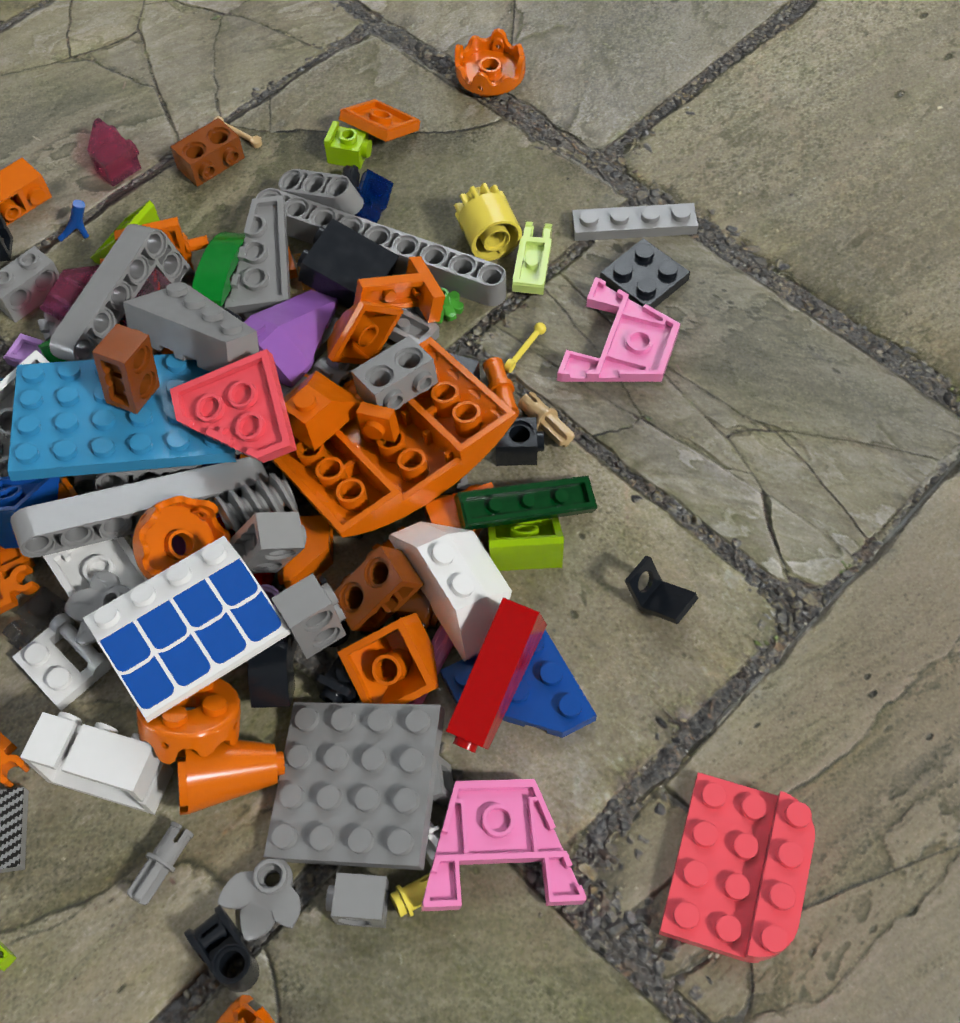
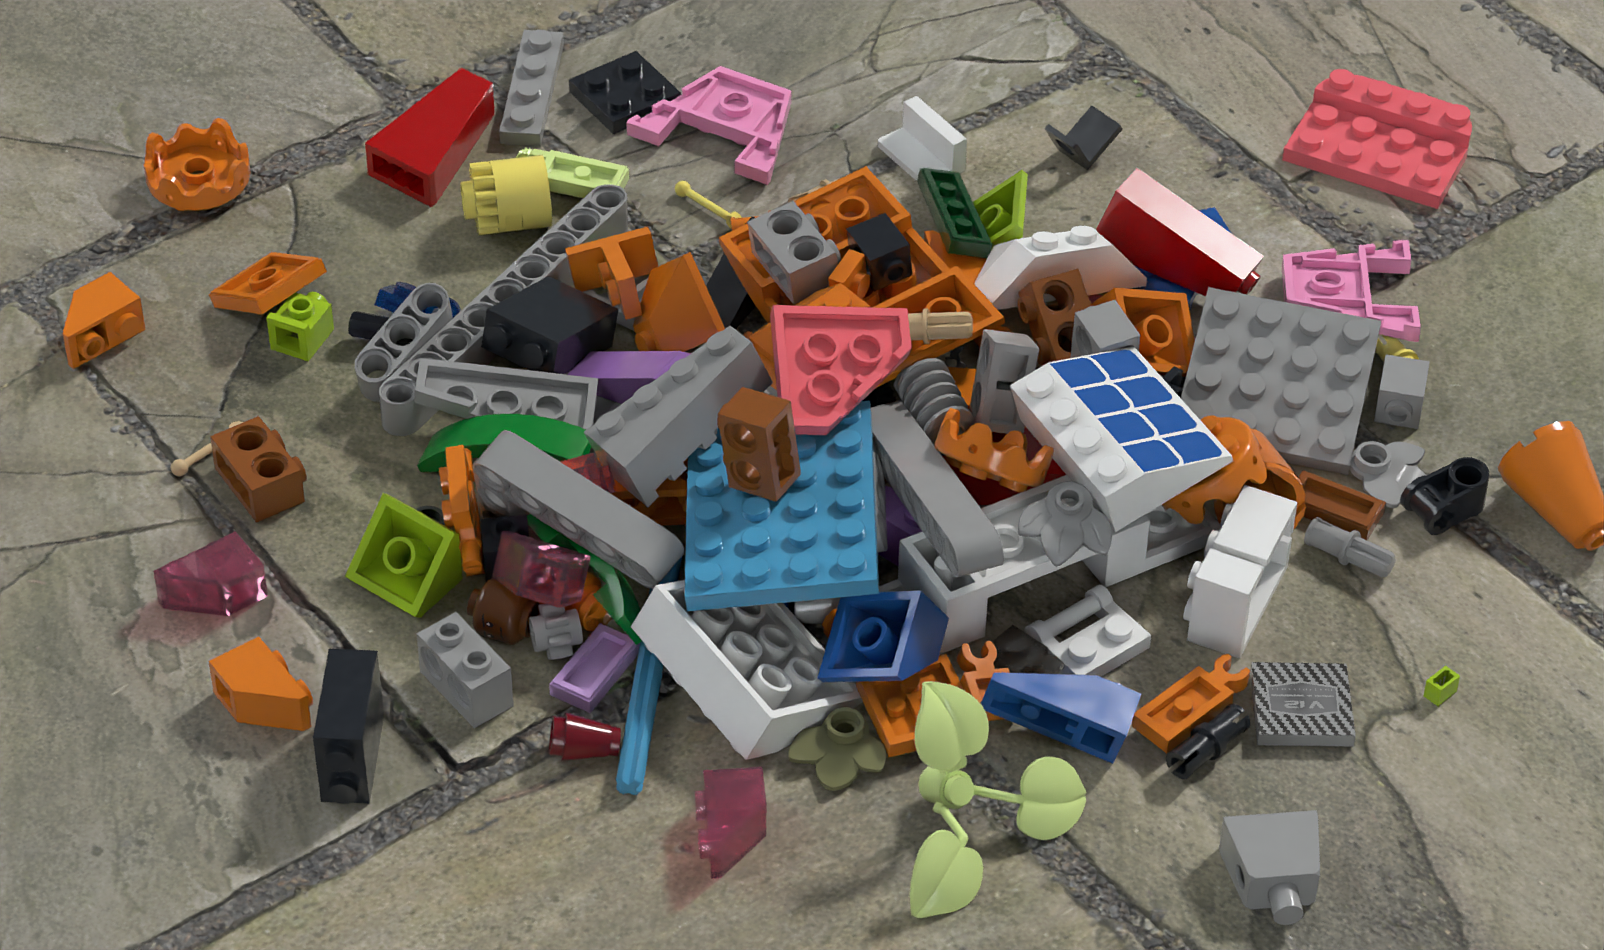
camera: 85 degrees left, 15 degrees down
(75, 221) = (350, 615): blue bar -> none
(221, 848) = (1341, 505): none -> dark orange tile
(315, 477) = (943, 325): none -> tan axle
(337, 53) = (100, 319): none -> orange slope
(411, 436) = (884, 250): none -> black brick
(555, 175) = (432, 137): none -> red slope
(627, 478) = (924, 141): none -> white panel

